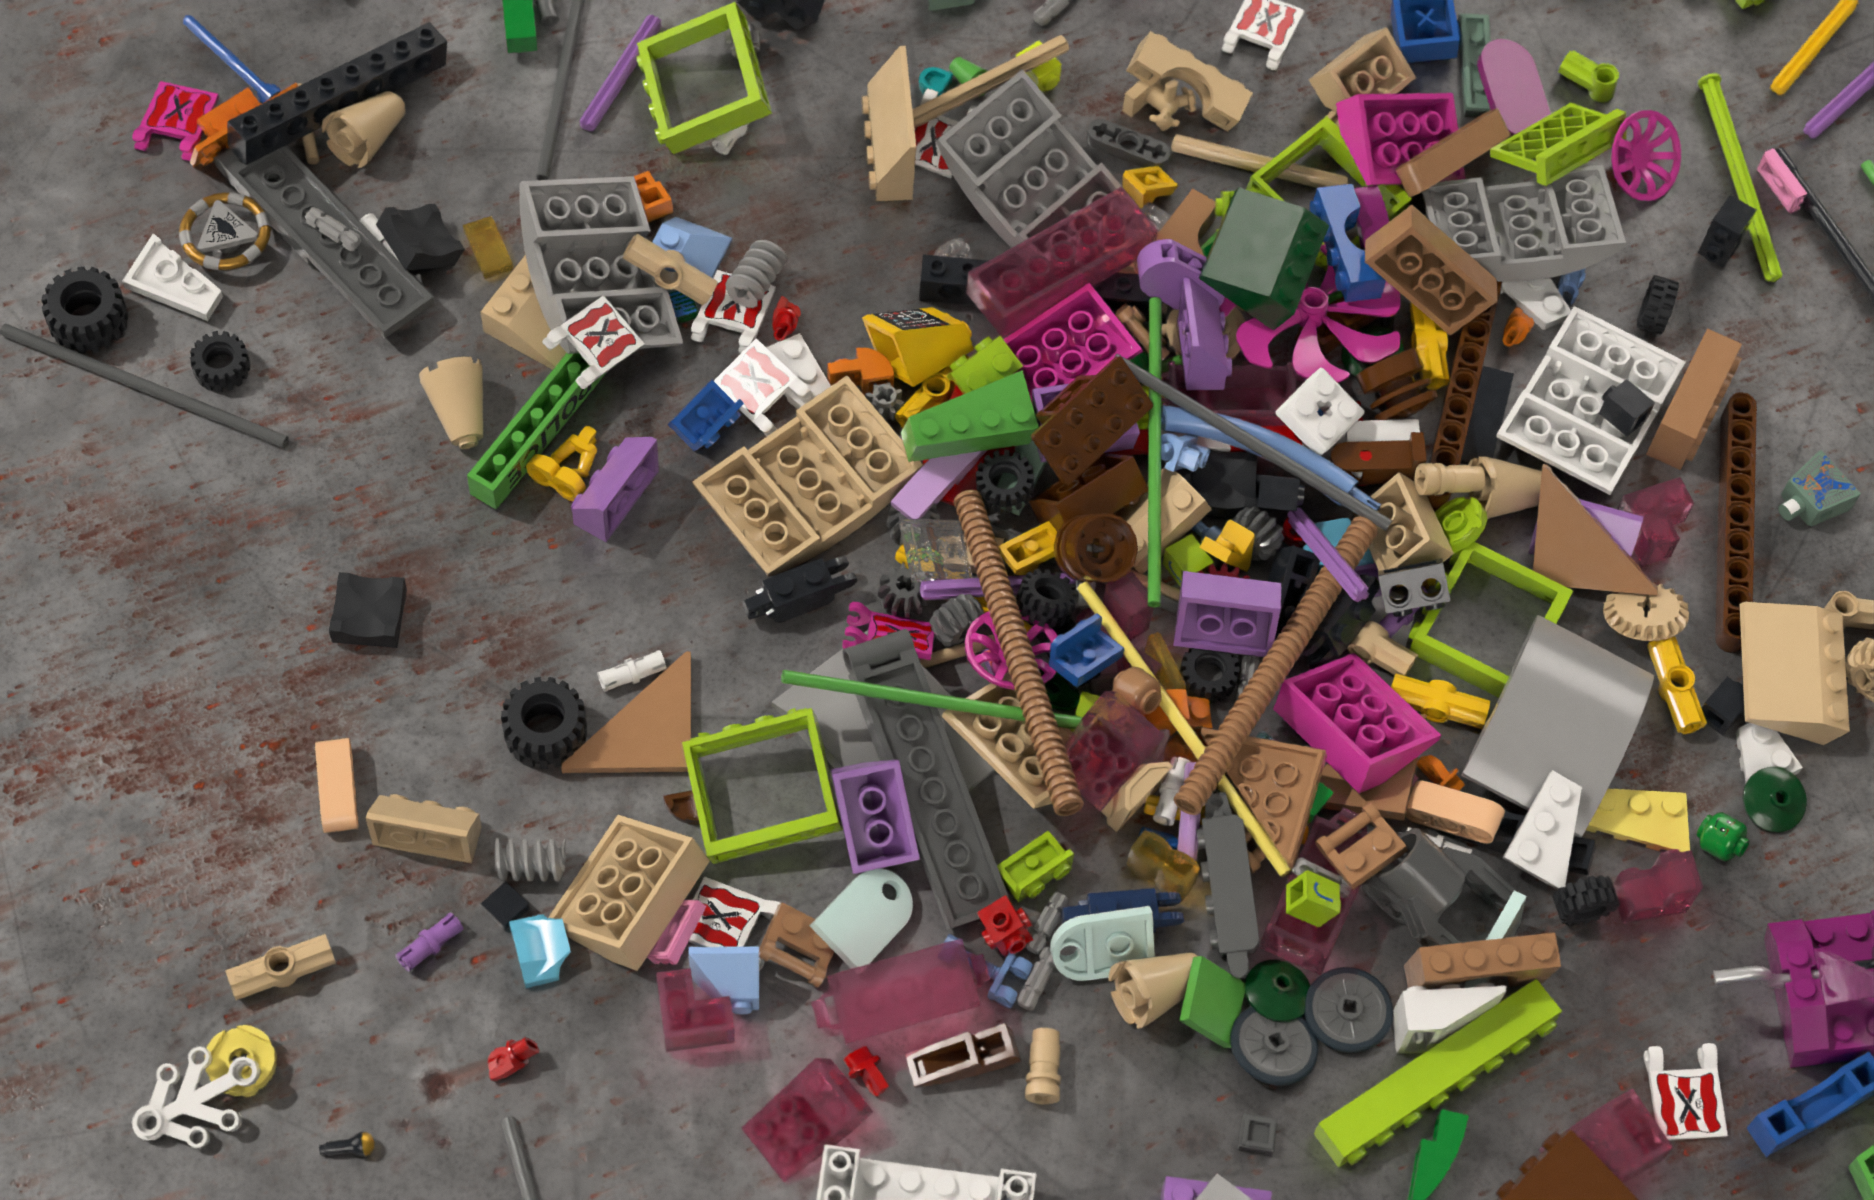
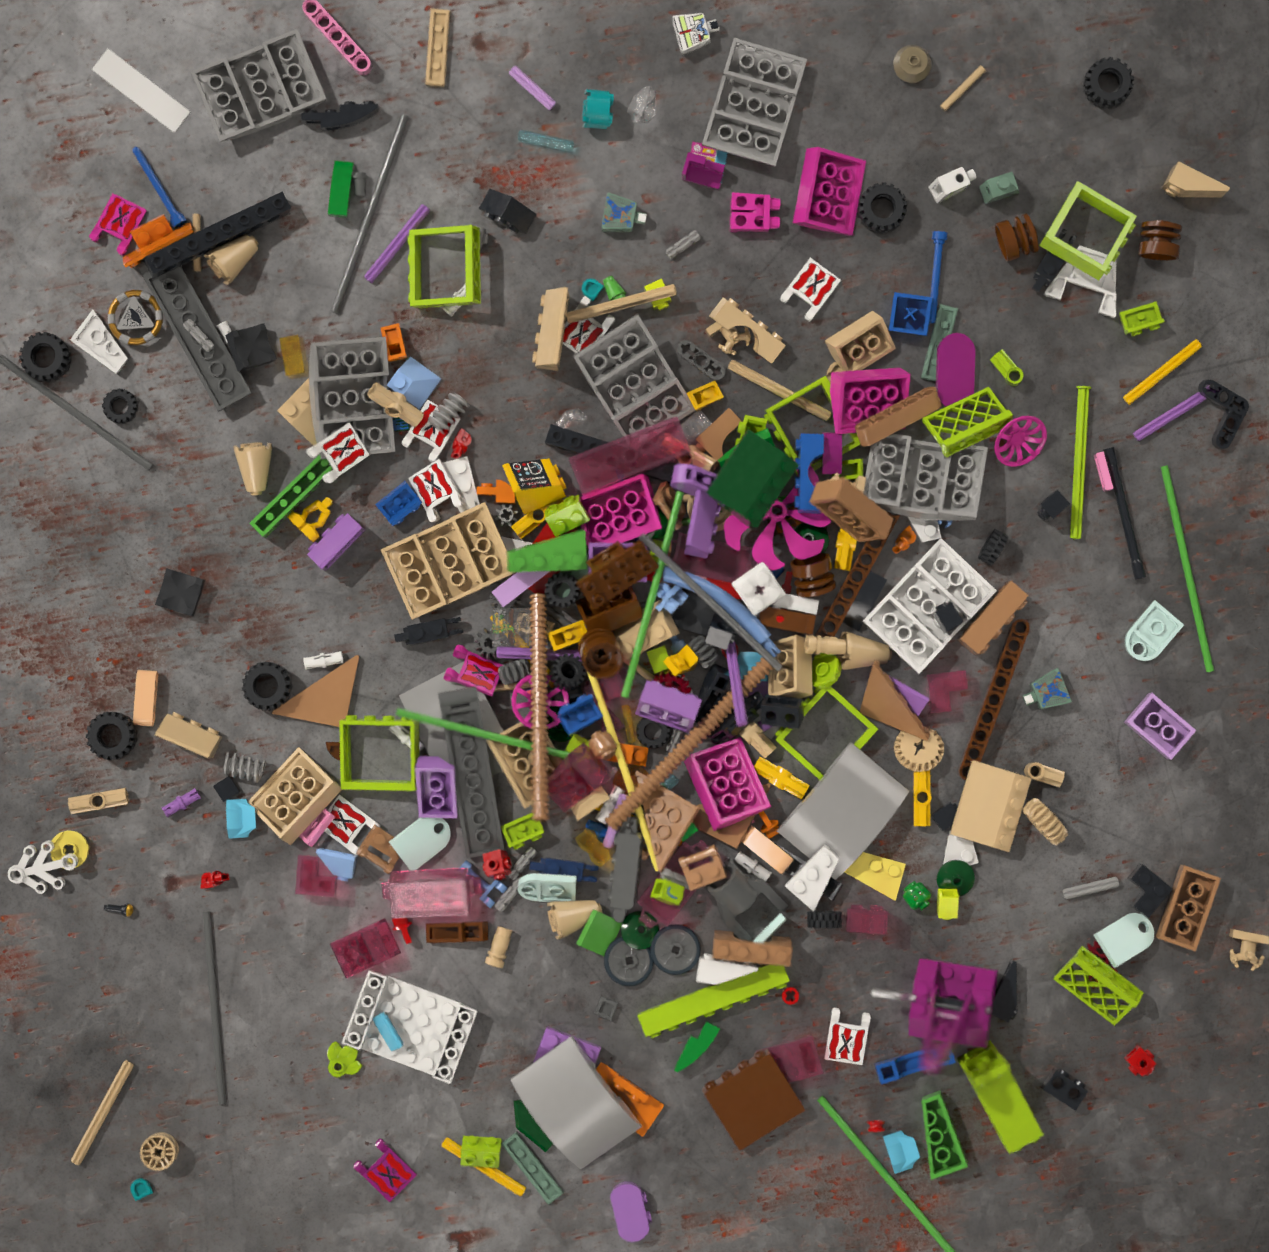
camera: 20 degrees right, 25 degrees up
(280, 829) = (95, 731): none -> black tyre
(796, 760) = (404, 735): none -> white pin
(1577, 1044) = (796, 995): none -> red bush
(1778, 837) = (947, 903): none -> neon yellow brick

